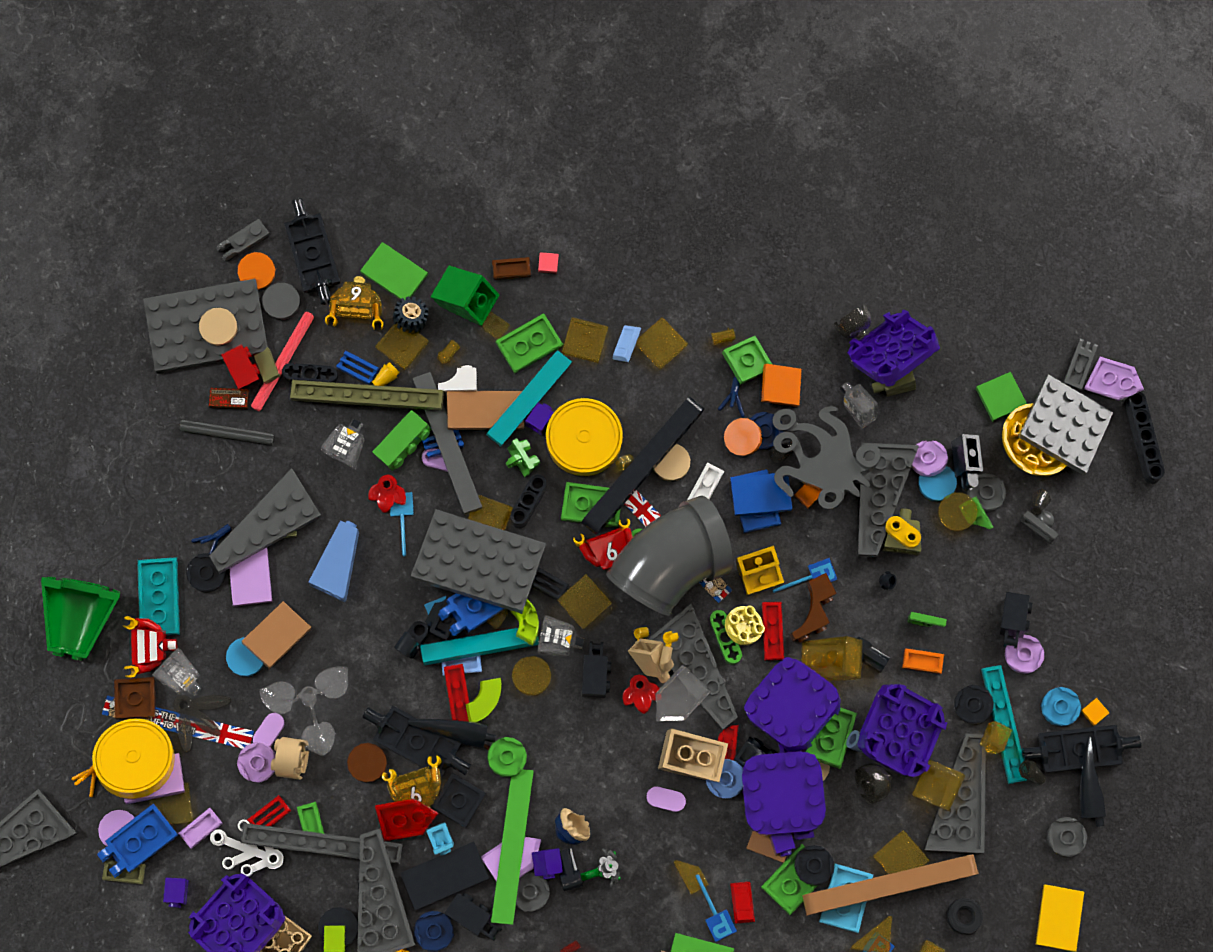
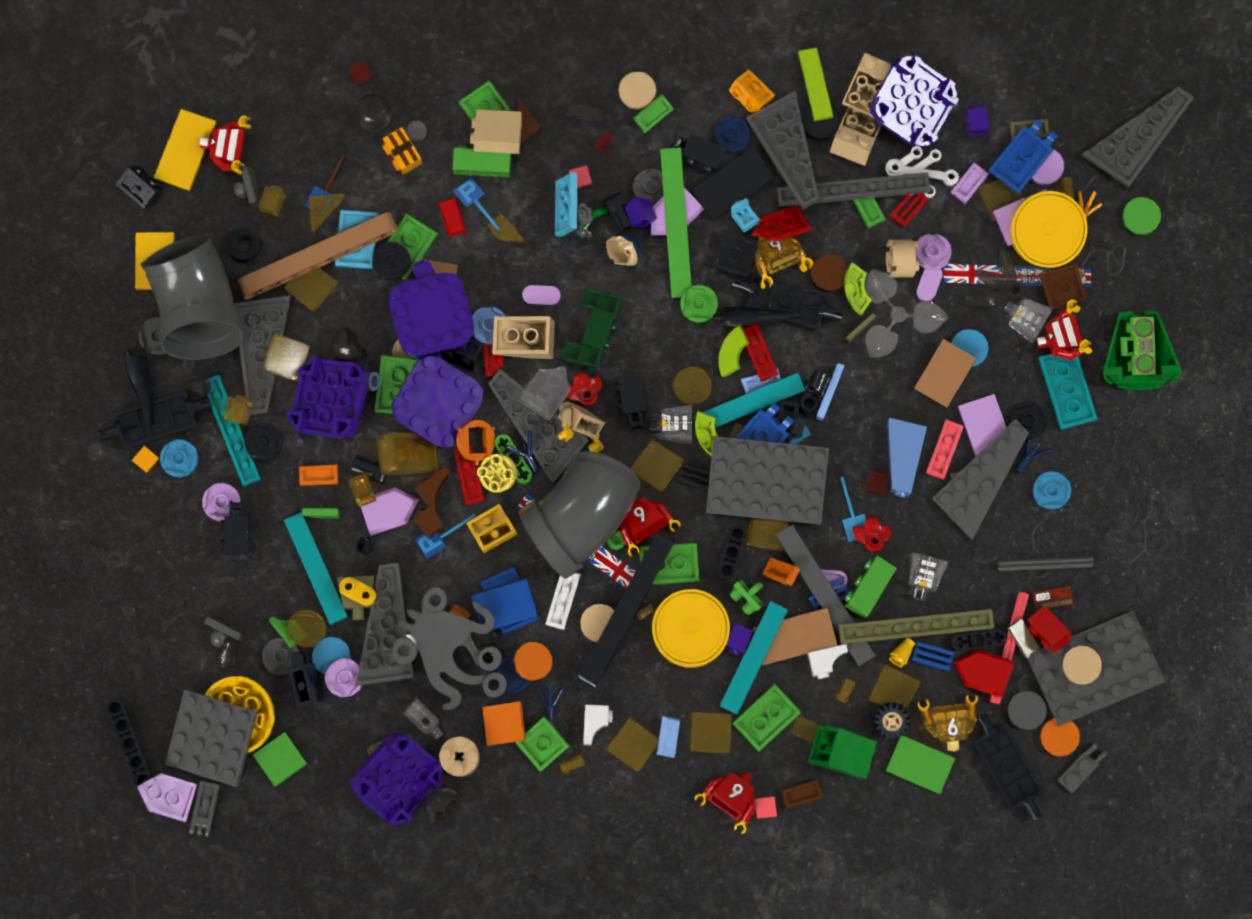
camera: 175 degrees right, 5 degrees up
(34, 757) = (1141, 216): none -> bright green tile
(70, 624) = (1143, 346): none -> bright green piece
(102, 800) = (1067, 186): none -> clear yellow pin
(201, 501) = (1051, 490): none -> dark azure tile
(296, 561) = (944, 449): none -> coral tile
(306, 899) = (855, 136): none -> tan slope
(311, 341) = (985, 672): none -> red tile
(345, 739) = (855, 288): none -> lime tile
(349, 698) = (861, 327): none -> olive piece
(369, 541) = (878, 483): none -> clear red tile
(389, 648) = (829, 392): none -> light blue tile
(484, 471) = (781, 571): none -> orange tile
(578, 275) = (732, 796): none -> red torso
(601, 917) = (583, 176): none -> coral tile
(612, 752) = (596, 336): none -> dark green bracket
(622, 885) = (566, 204): none -> medium azure tile
(692, 371) = (595, 719): none -> white arch
(709, 640) = (528, 452): none -> dark blue plant
(747, 660) = (488, 440): none -> orange piece
(833, 352) = (448, 756): none -> tan brick
(859, 613) = (389, 511): none -> lavender tile
(882, 634) = (362, 490): none -> clear yellow brick
(940, 570) = (315, 568): none -> teal tile
(1028, 863) = (193, 299): none -> dark grey cylinder

